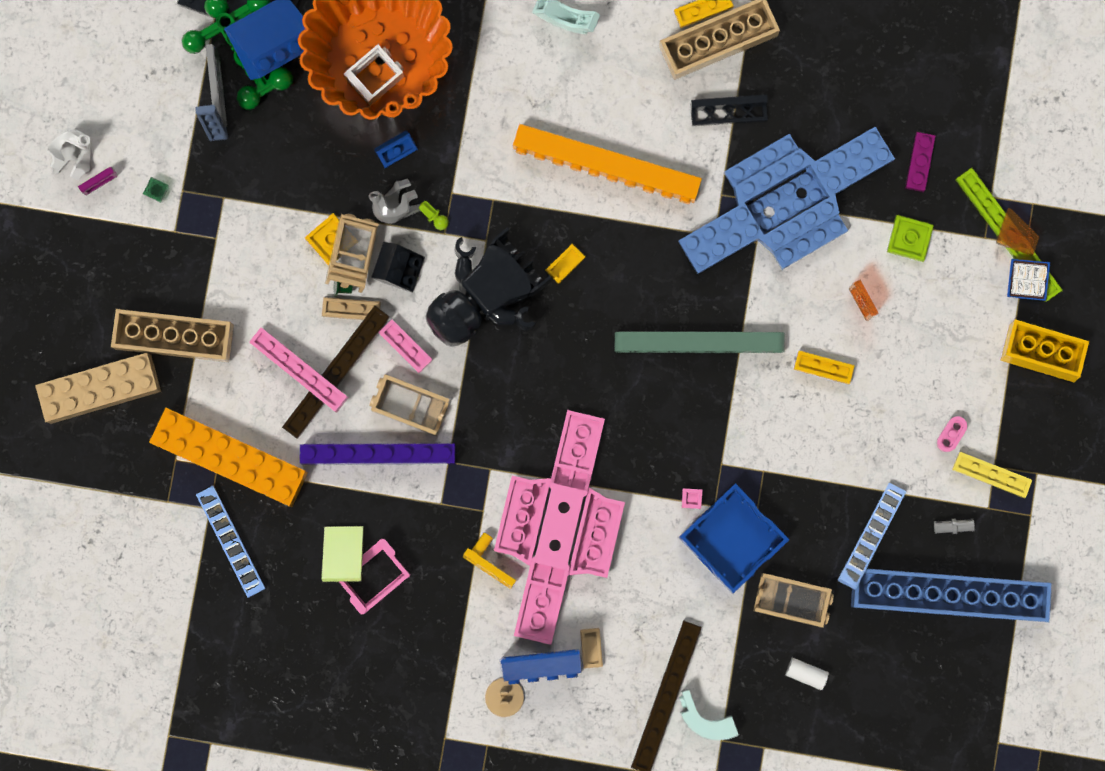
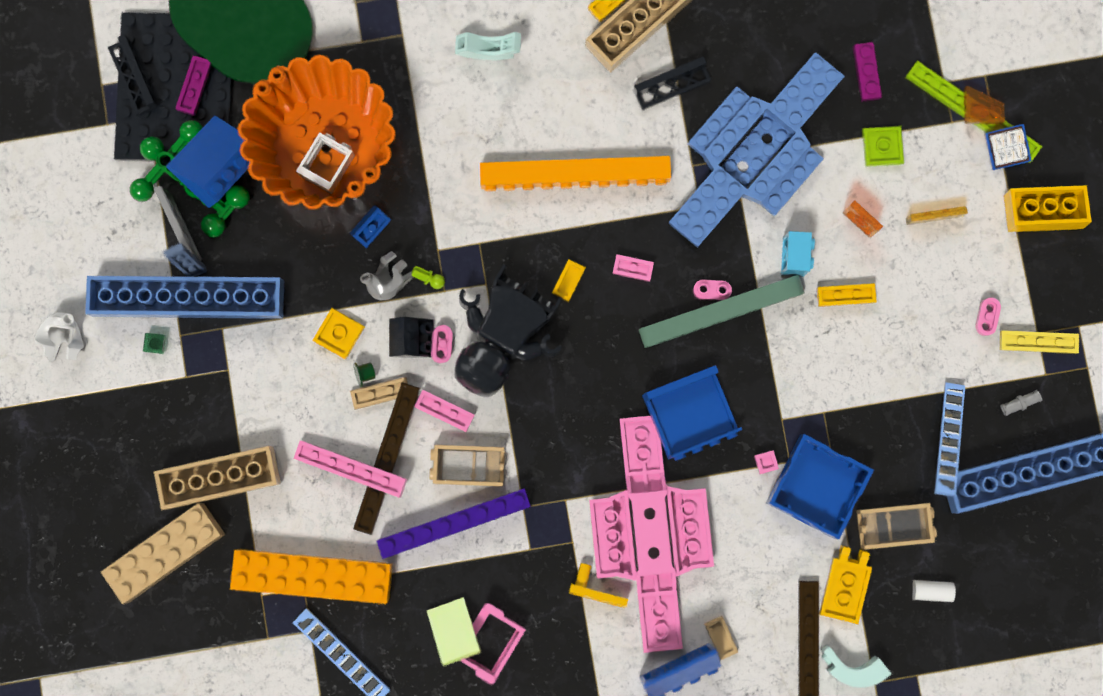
camera: 20 degrees left, 0 degrees up
(98, 181) = (95, 354): magenta tile -> none
(199, 156) = (185, 297): none -> medium blue brick
(352, 251) = (362, 338): tan door -> none
(424, 283) = (440, 344): none -> bright pink plate
(630, 272) = (633, 268): none -> bright pink plate
(636, 428) = (691, 413): none -> blue panel
(697, 321) = (712, 290): none -> bright pink plate
(726, 641) = (846, 586): none -> yellow tile
(789, 311) = (797, 253): none -> medium azure brick
(936, 321) = (936, 215): none -> clear yellow tile

